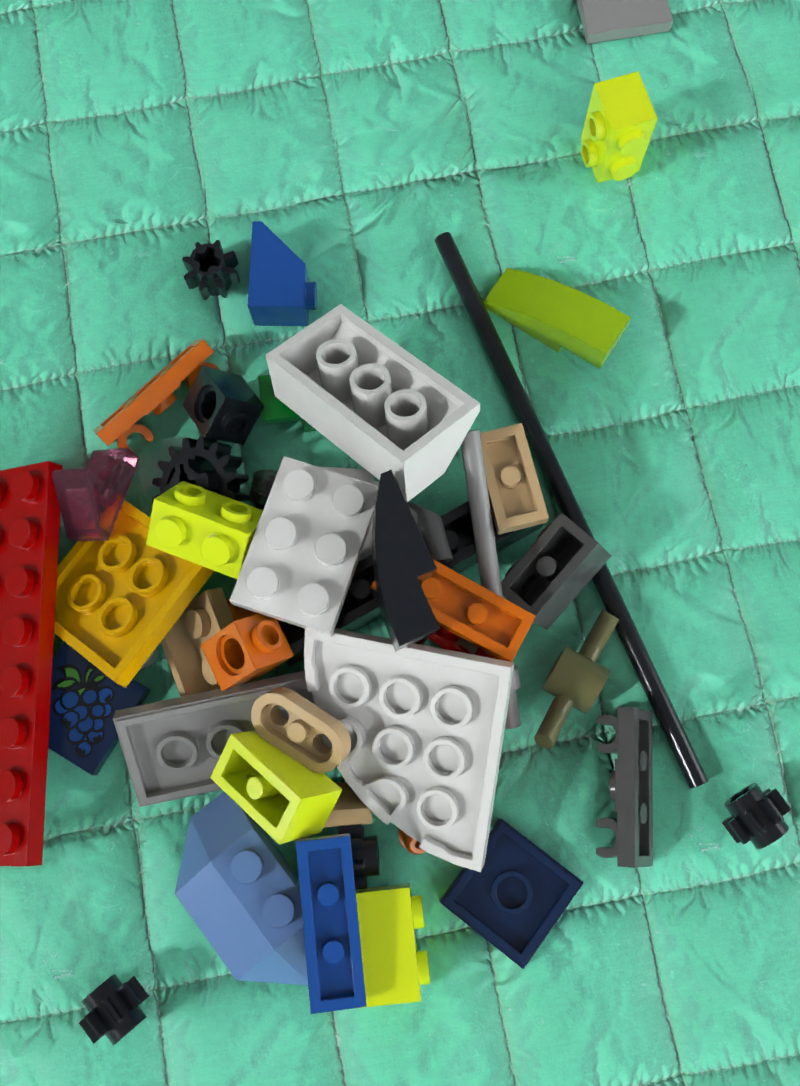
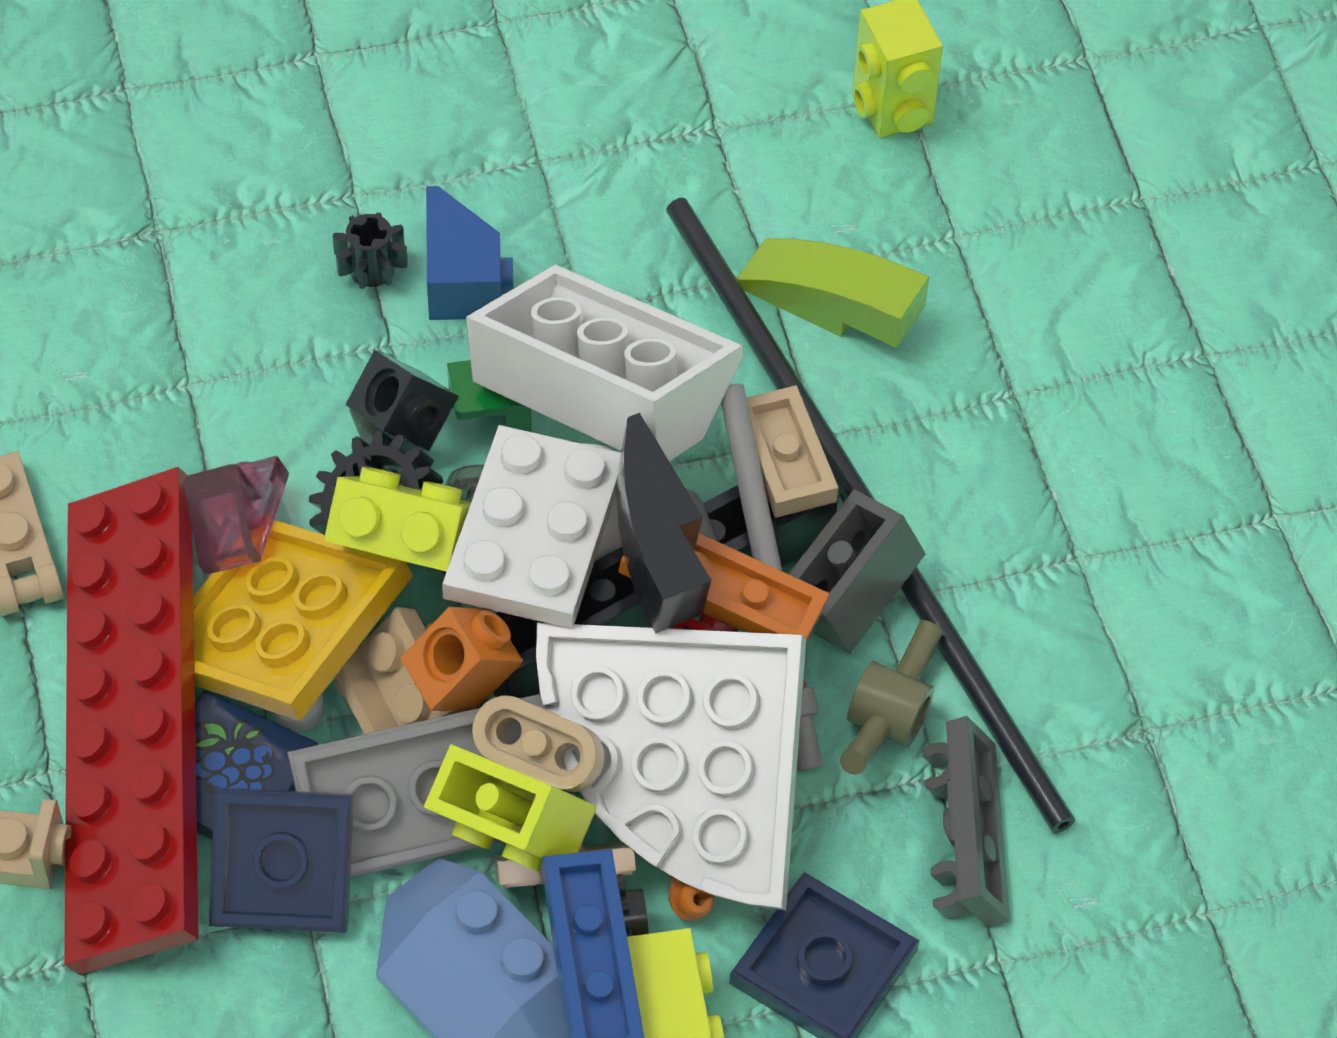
camera: 10 degrees left, 20 degrees down
(109, 793) = (281, 859): none -> dark blue tile
(155, 395) = (304, 401): orange plate -> none
(756, 816) = (1136, 845): black gear -> none

